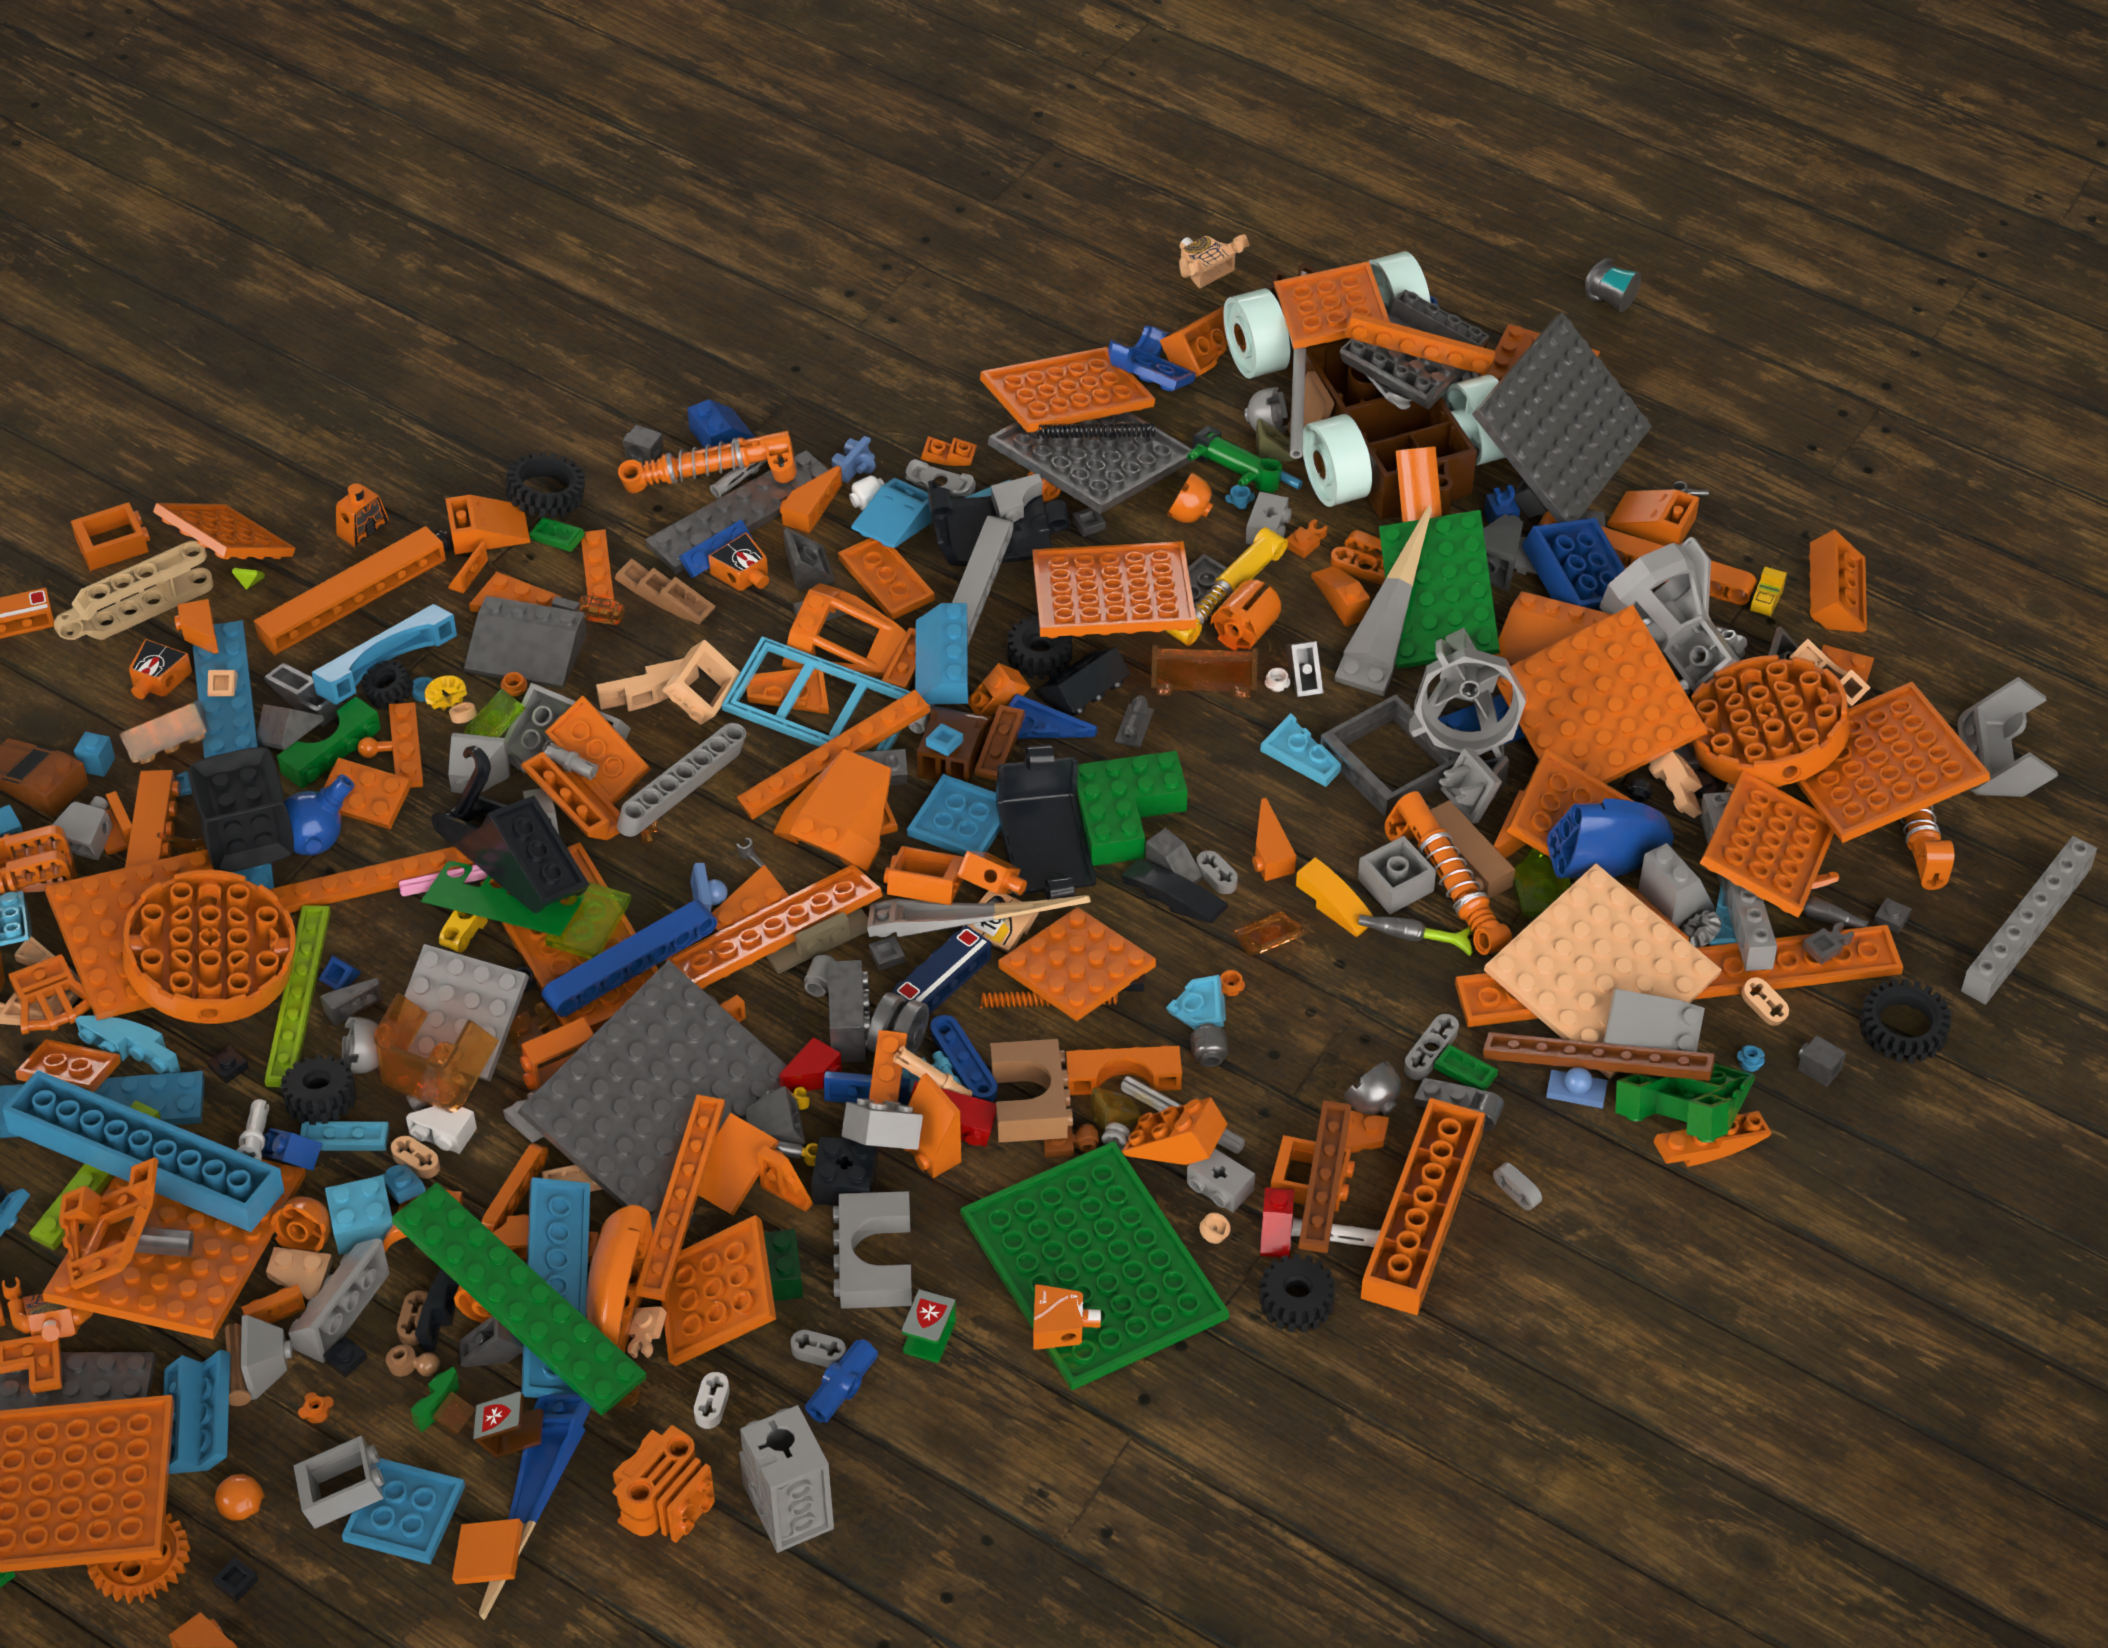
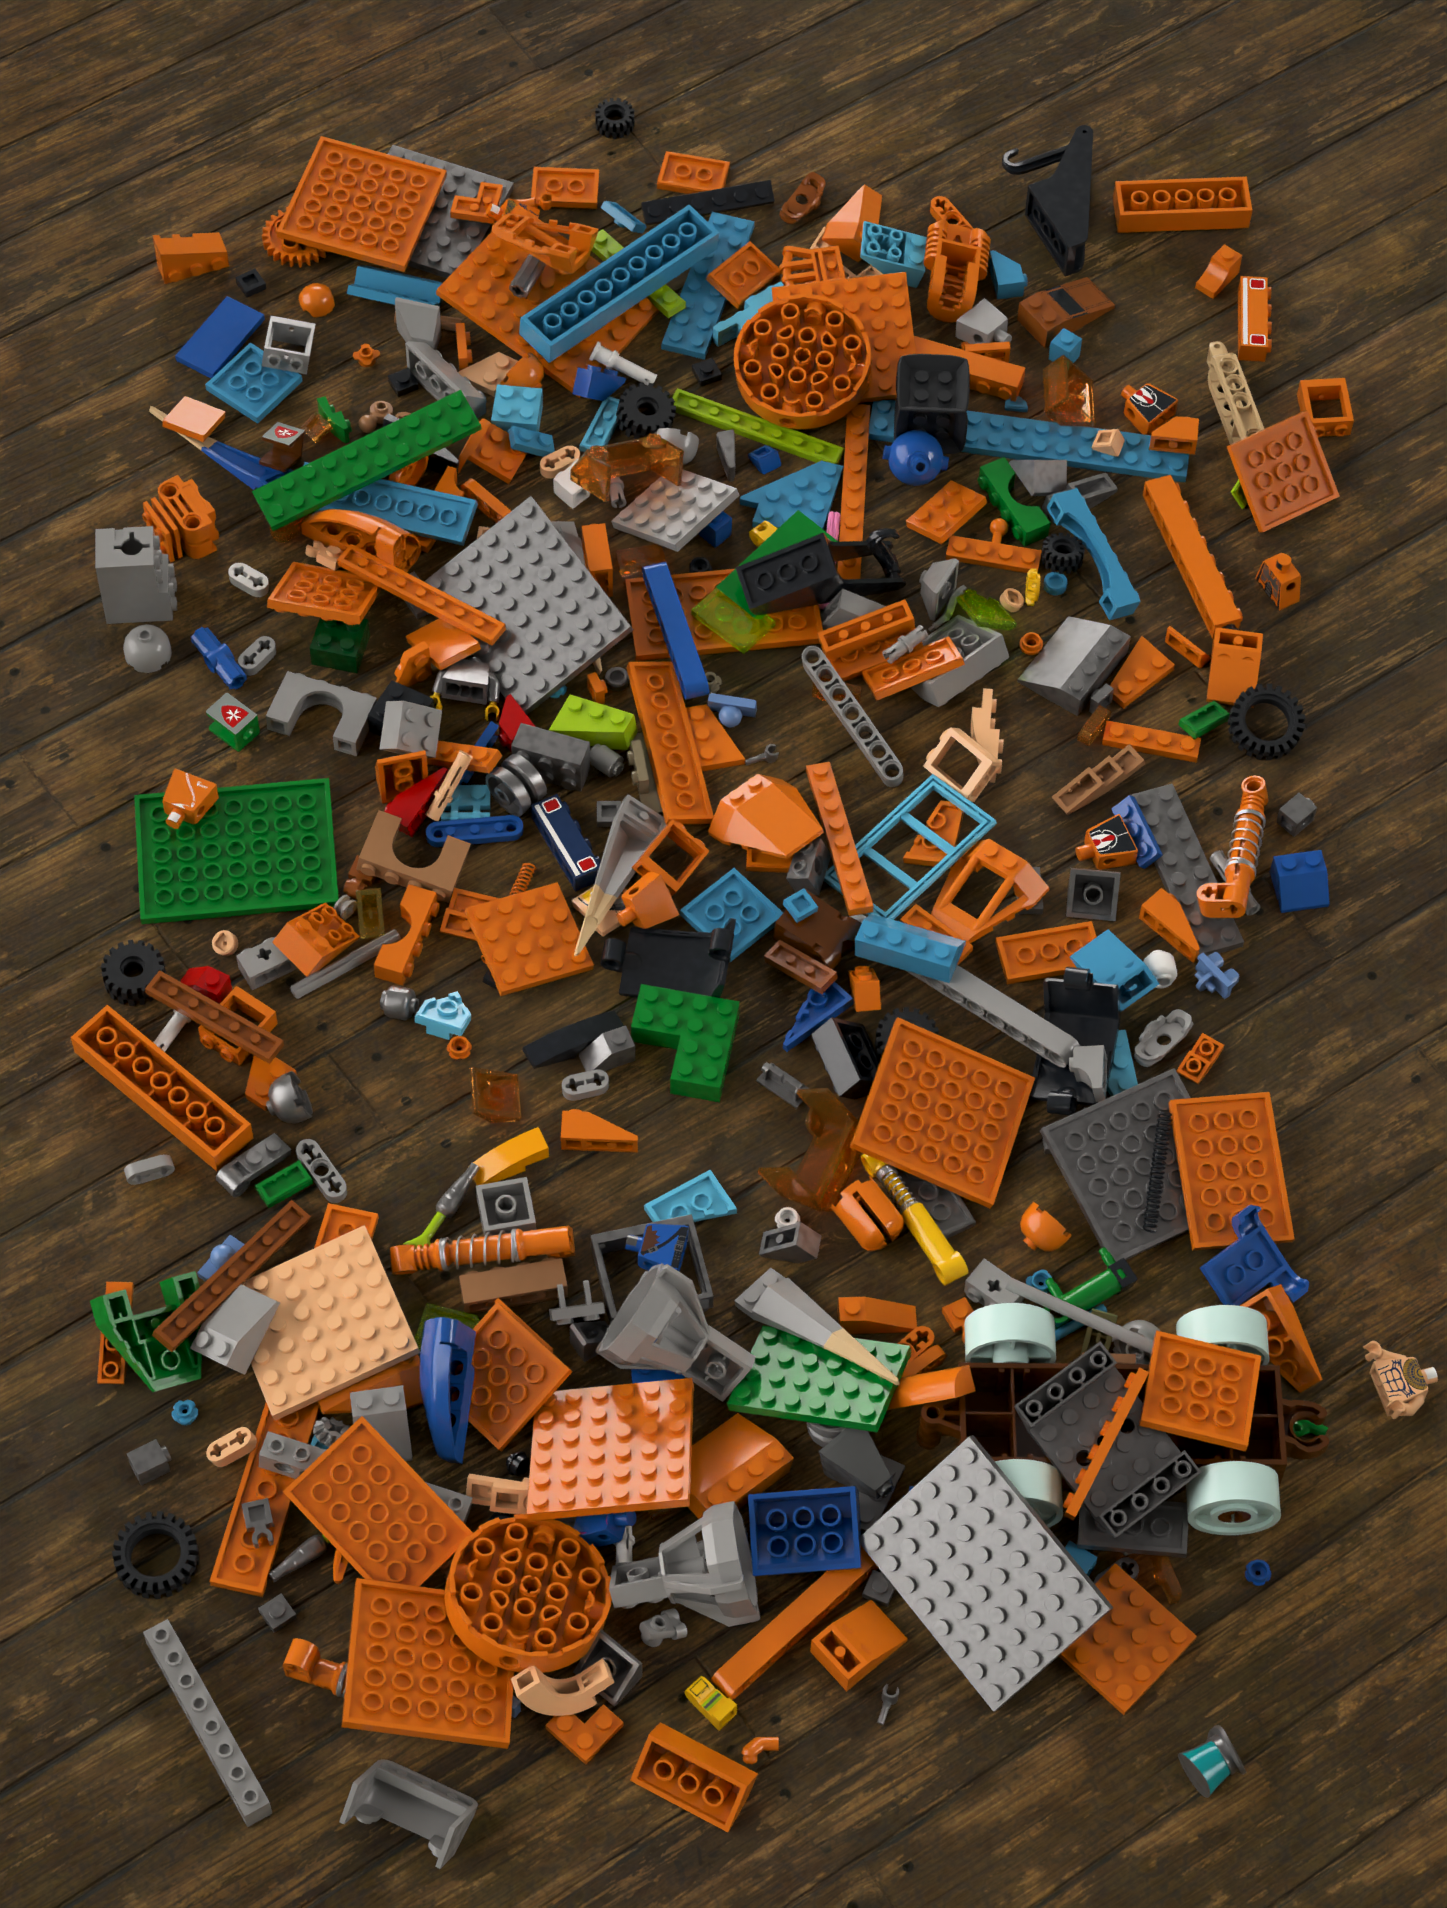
camera: 110 degrees right, 10 degrees up
(337, 1583) = (220, 337): none -> blue tile
(388, 926) = (806, 490): none -> dark azure wing
(785, 999) = (595, 723): none -> lime wedge
(858, 1462) = (147, 648): none -> light grey cylinder
(1070, 1033) = (455, 919): none -> orange slope
(1374, 735) = (660, 1245): none -> blue torso
(1783, 558) = (758, 1745): none -> orange arm

